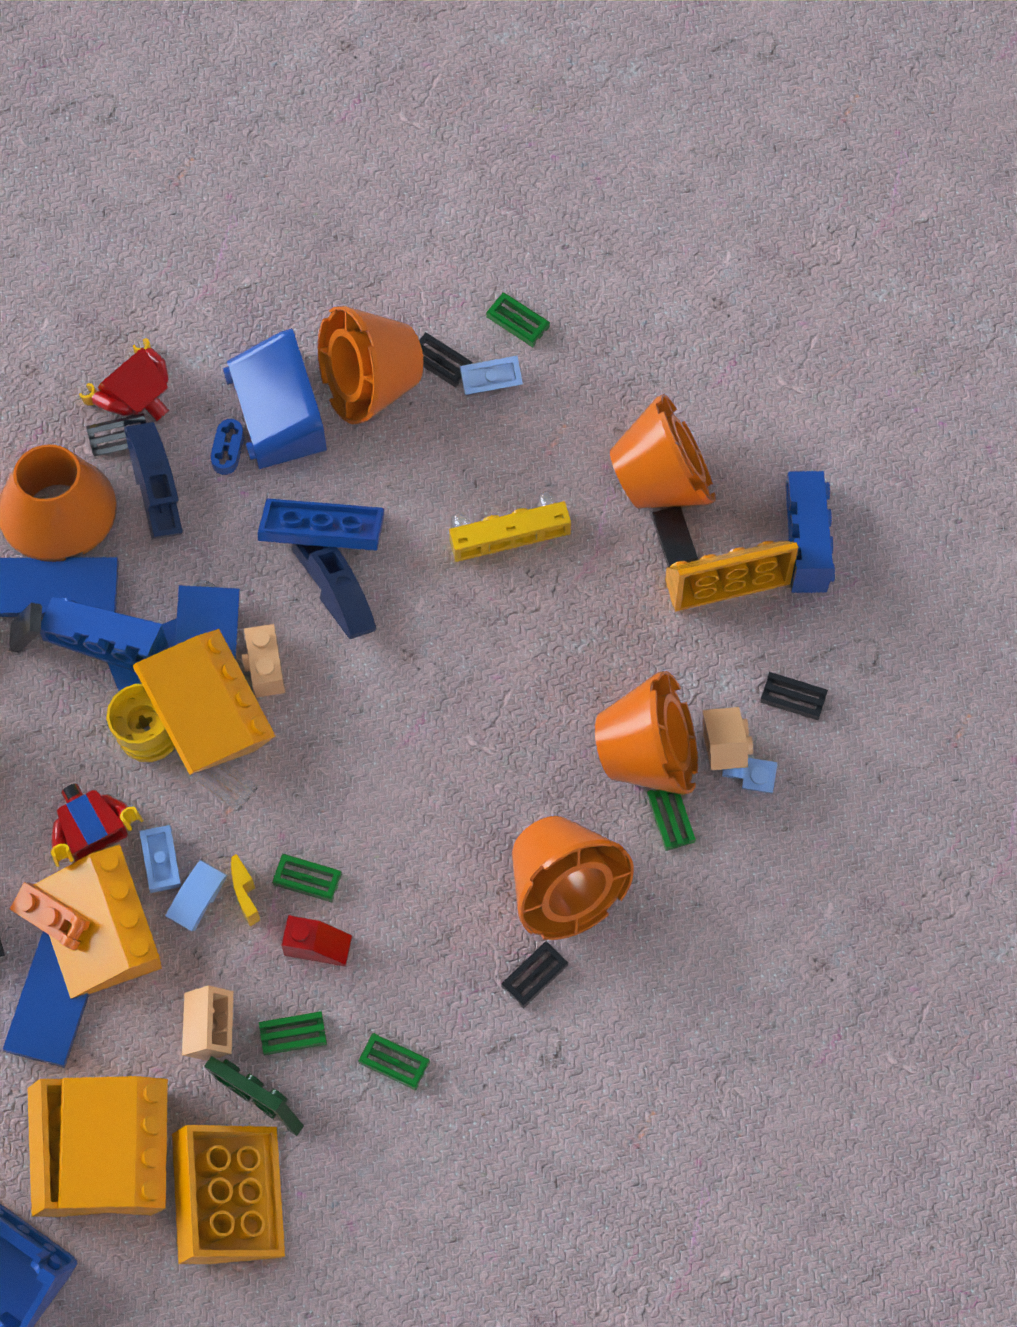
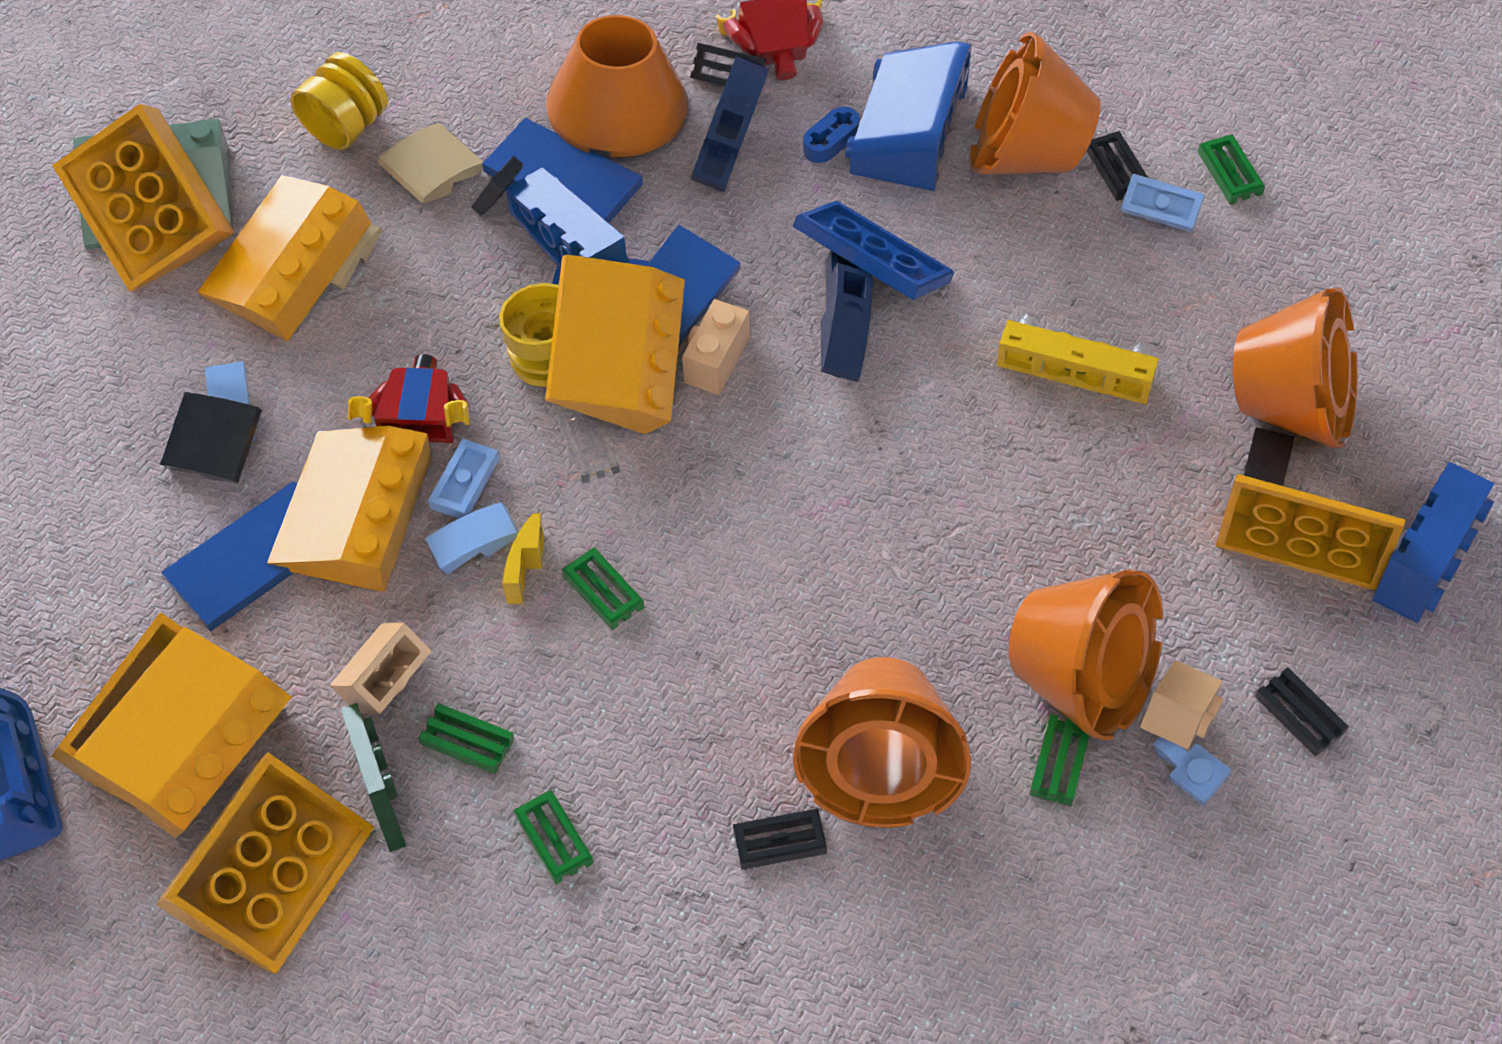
camera: 35 degrees right, 10 degrees down
(49, 915) = (308, 467): orange plate -> none
(315, 941) = (559, 654): red slope -> none

